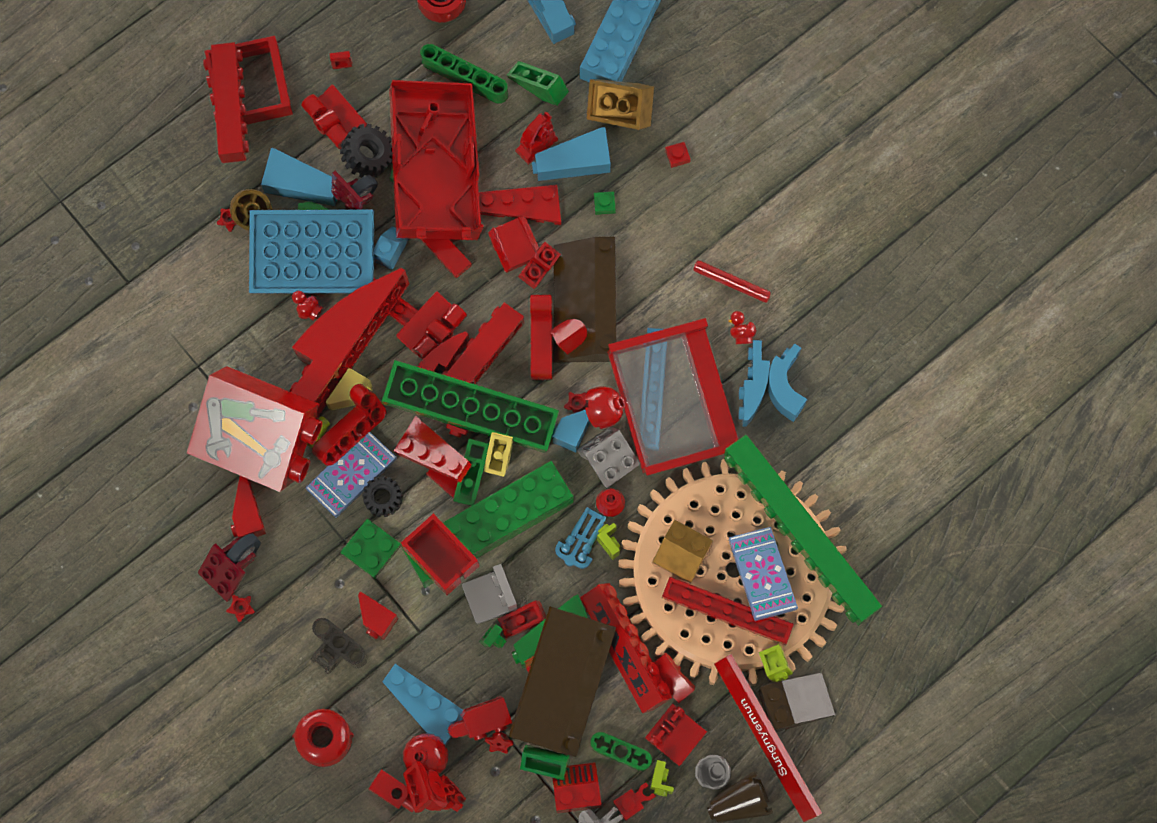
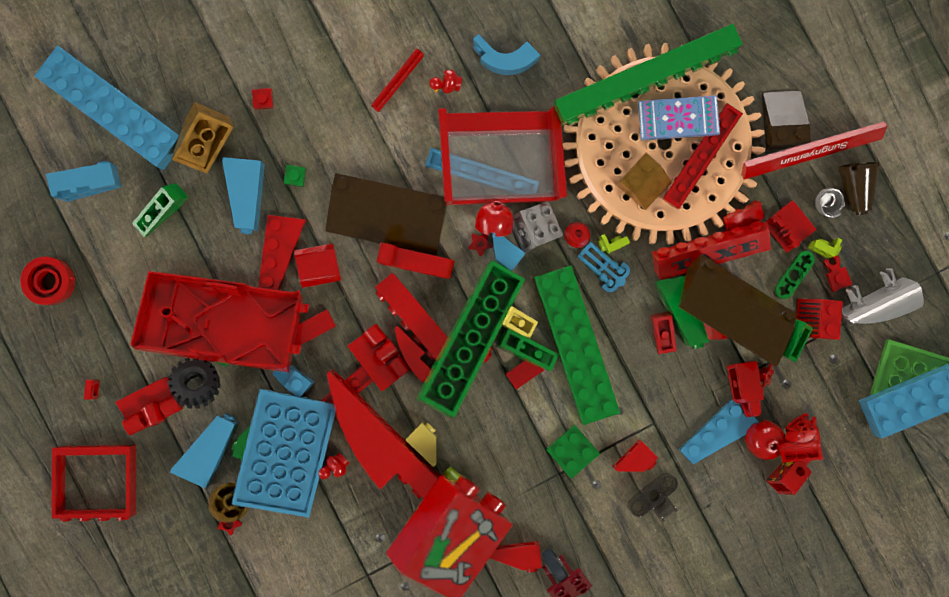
camera: 80 degrees left, 15 degrees up
(228, 102) = (113, 505): red brick -> none
(240, 613) = (600, 580): red plate -> none
(335, 750) = (719, 513): red piece -> none
(344, 481) = (500, 456): medium blue tile -> none
(351, 427) = (461, 449): red beam -> none
(354, 193) = (238, 400): dark red plate -> none
(378, 484) = (517, 432): black tyre -> none
(429, 450) = (501, 380): wing -> none
(440, 554) = (606, 393): red piece -> none
(458, 66) = (125, 279): green beam -> none
(489, 595) = (638, 357): light grey bracket -> none
(492, 637) = (675, 362): green tile -> none
(537, 137) = (219, 223): red piece -> none
(539, 265) = (342, 248): red slope -> none
(569, 334) = (419, 235): red brick -> none
(755, 386) = (508, 86): dark azure slope -> none
(775, 664) = (756, 127): lime bracket -> none

